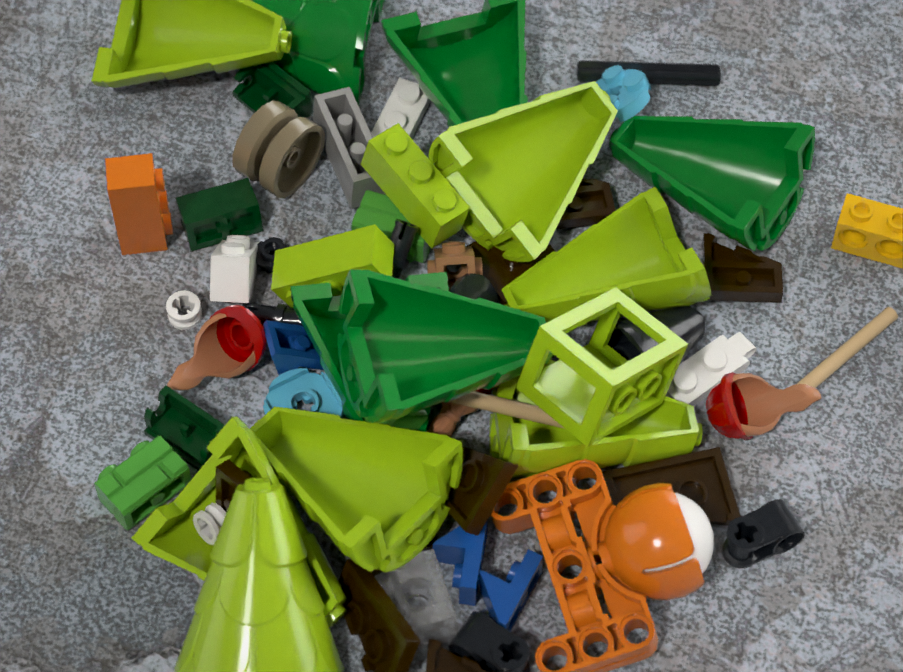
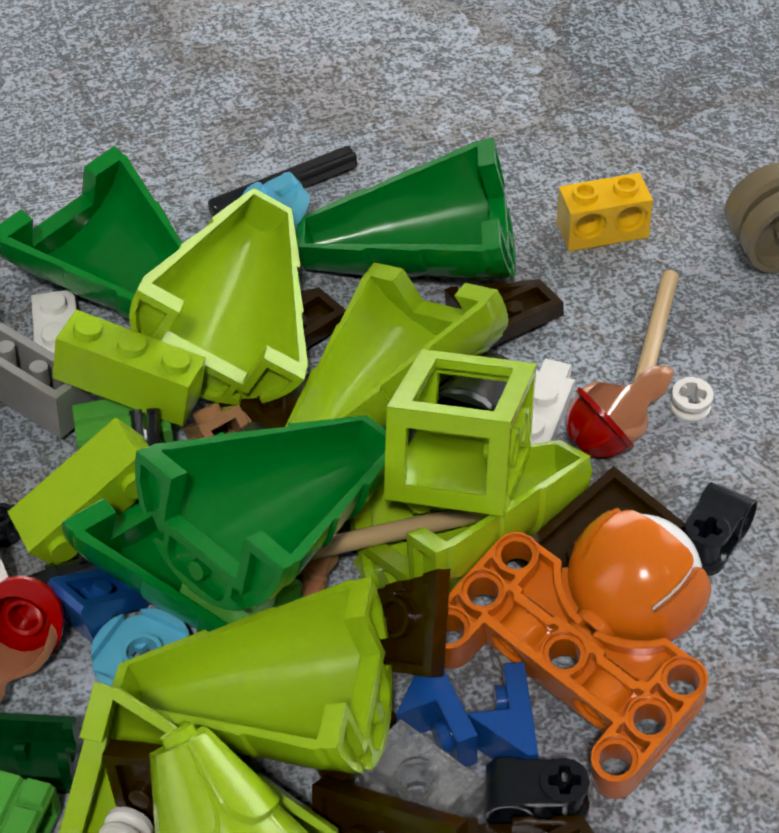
camera: 30 degrees left, 10 degrees down
(832, 413) = (694, 387): none -> white bush

